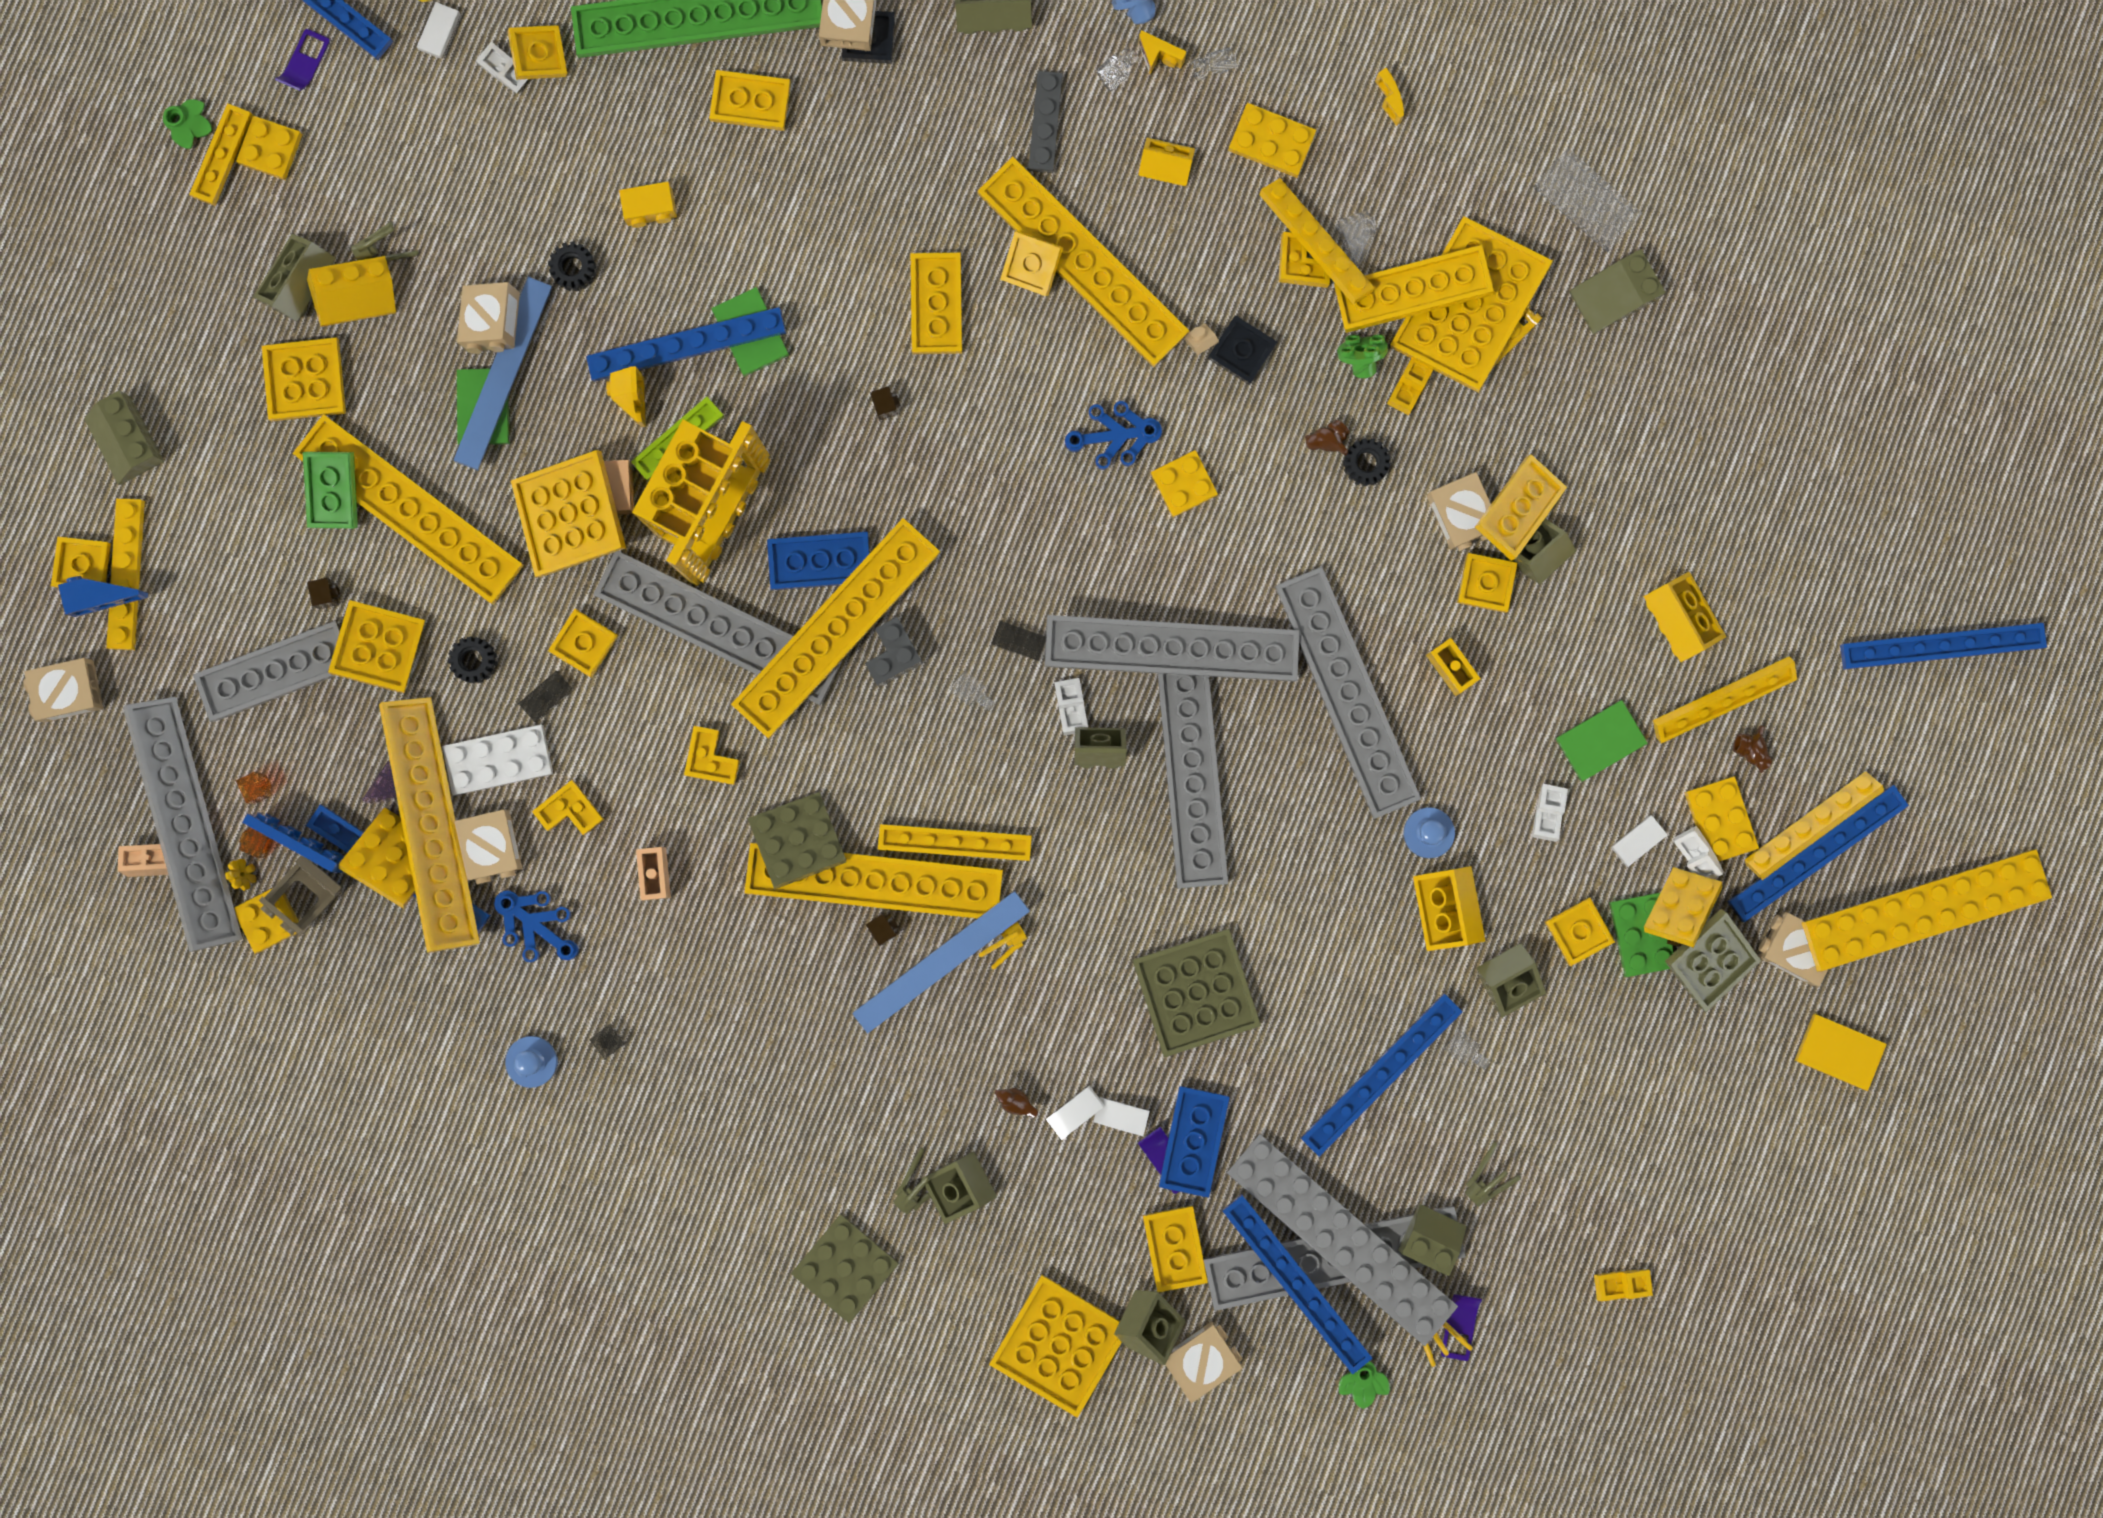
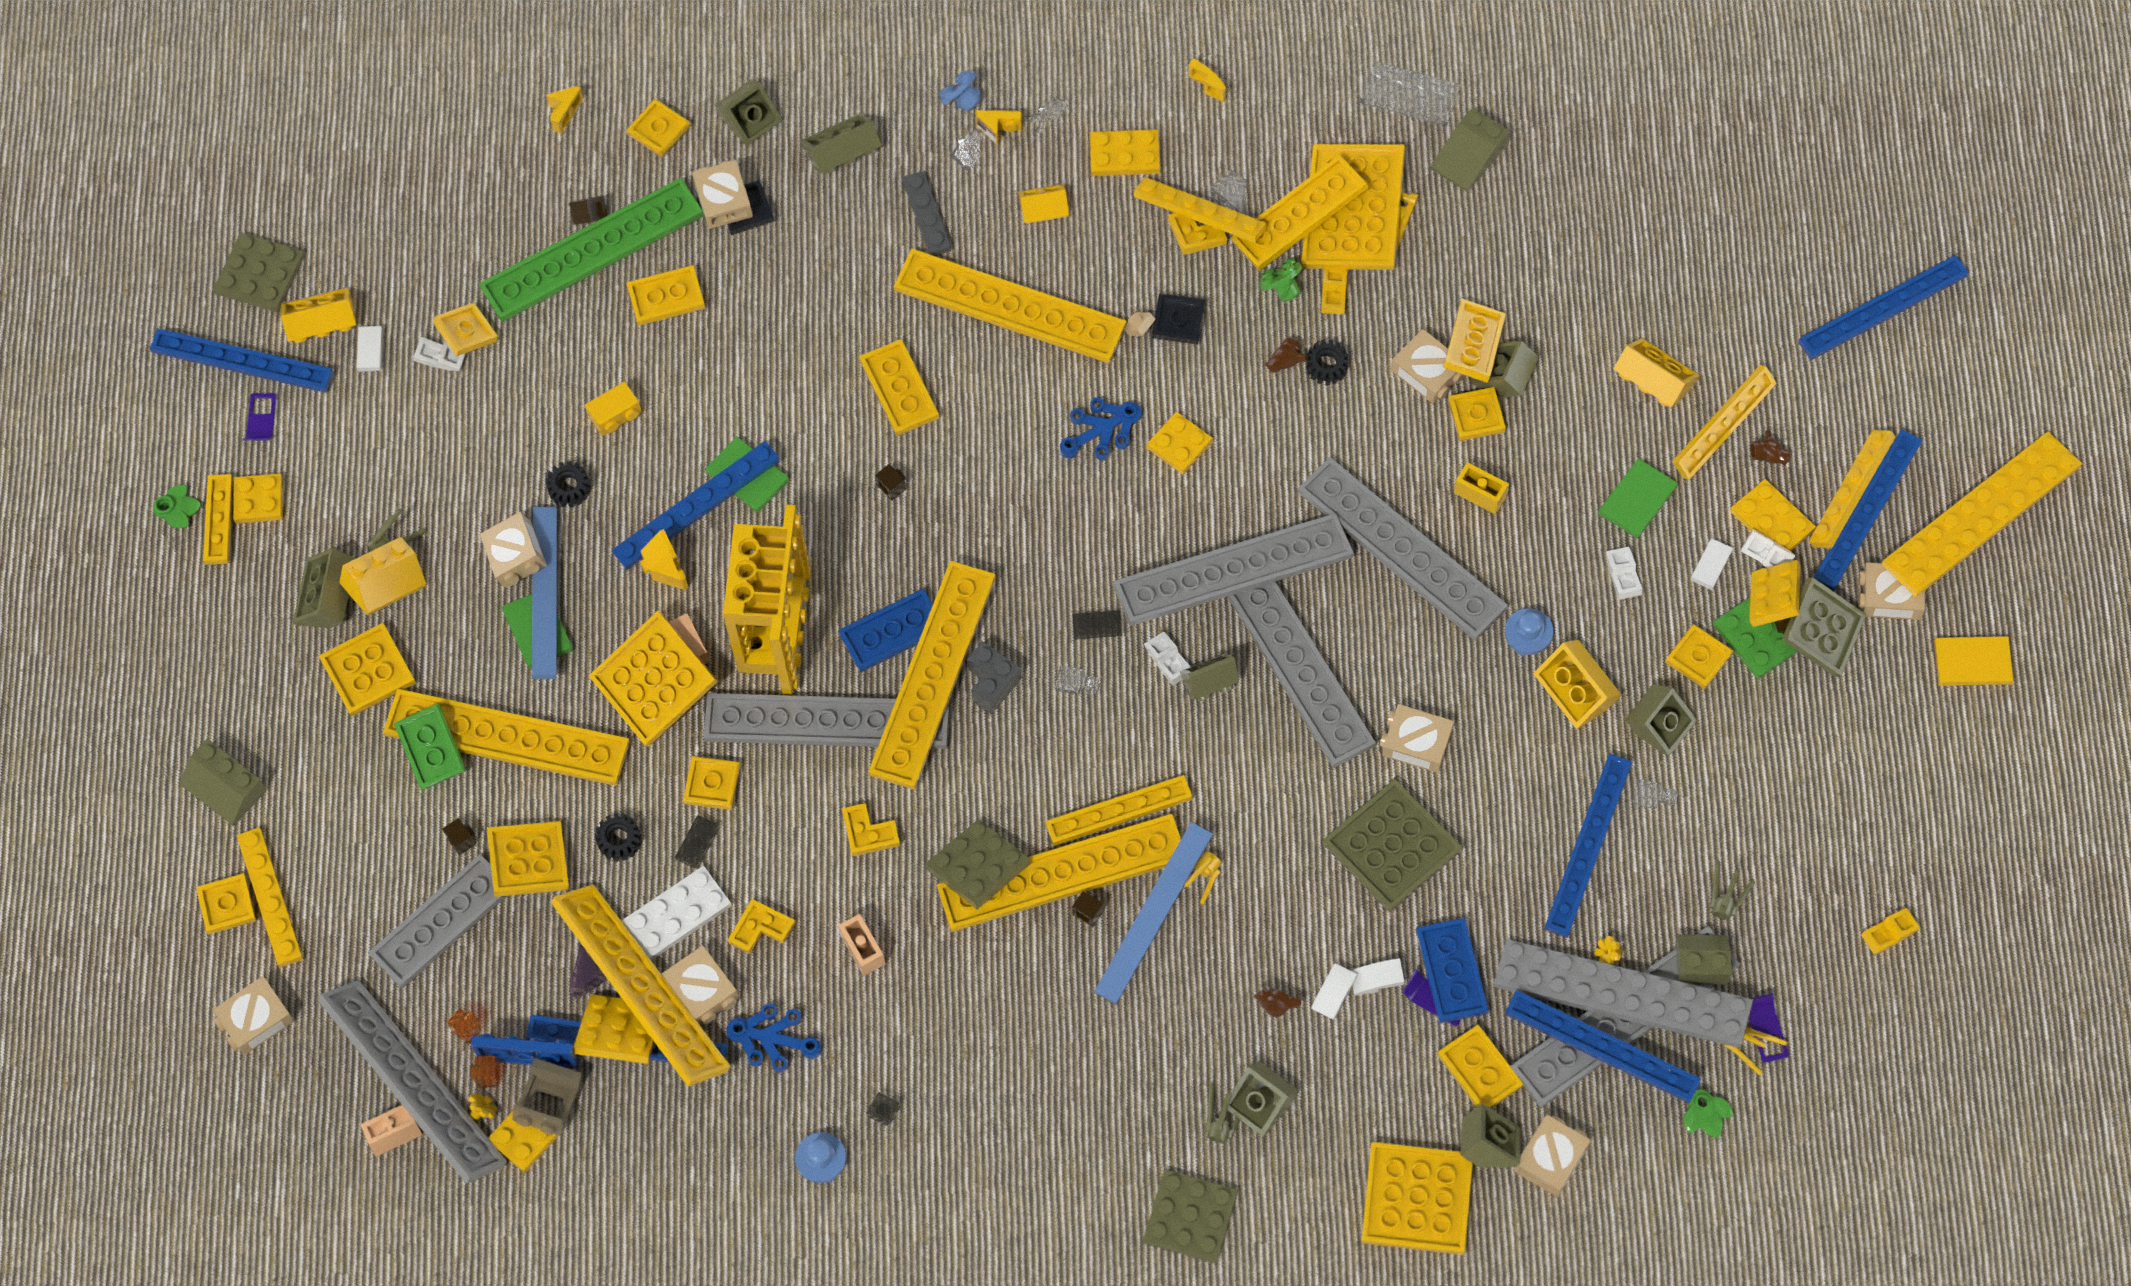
camera: 20 degrees left, 20 degrees down
(88, 596) = (253, 917): blue slope -> none
(703, 415) = (712, 598): lime plate -> none
(1031, 263) = (966, 322): yellow plate -> none
(1270, 896) = (1417, 738): none -> tan brick
(1348, 1189) = (1608, 951): none -> yellow plant

